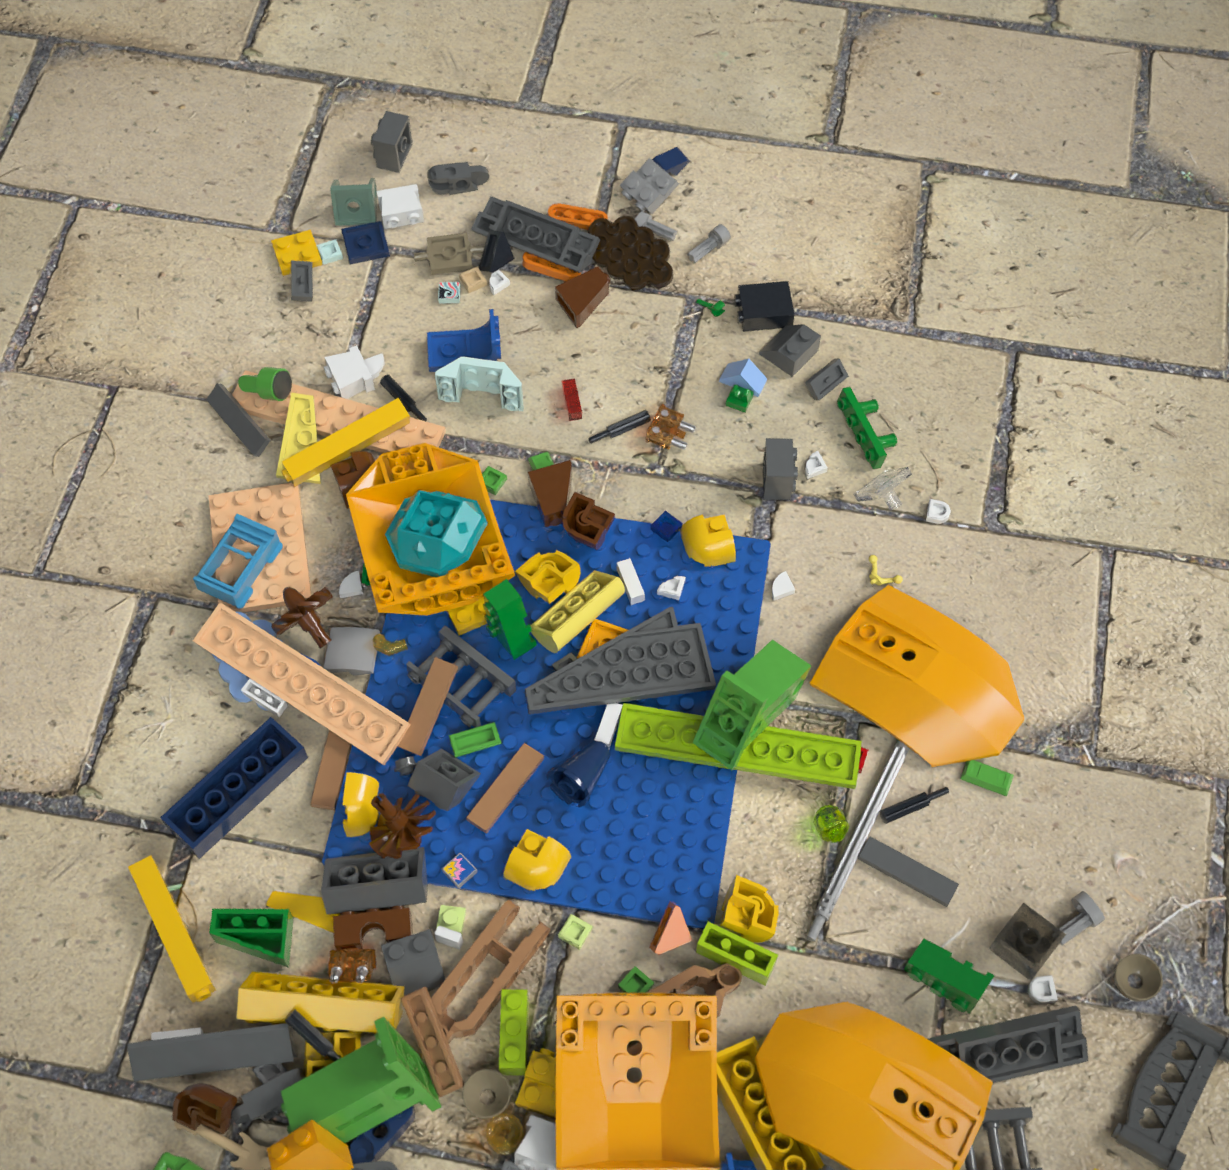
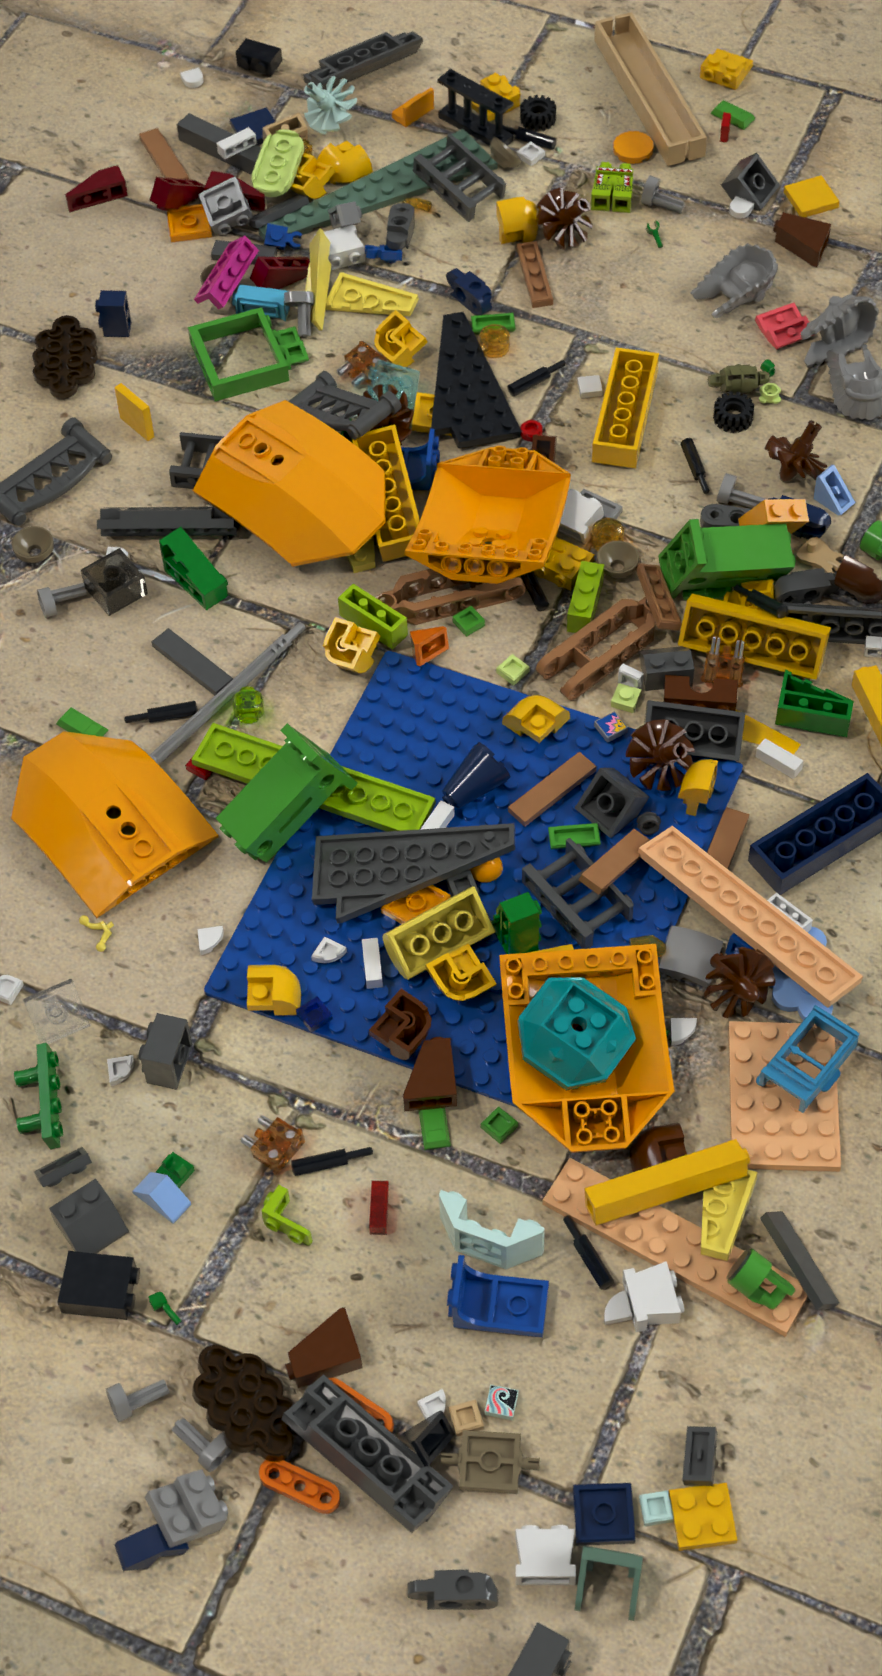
camera: 165 degrees left, 5 degrees down
(285, 875) = (779, 758): none -> white piece
(642, 371) = (273, 1207): none -> lime bracket

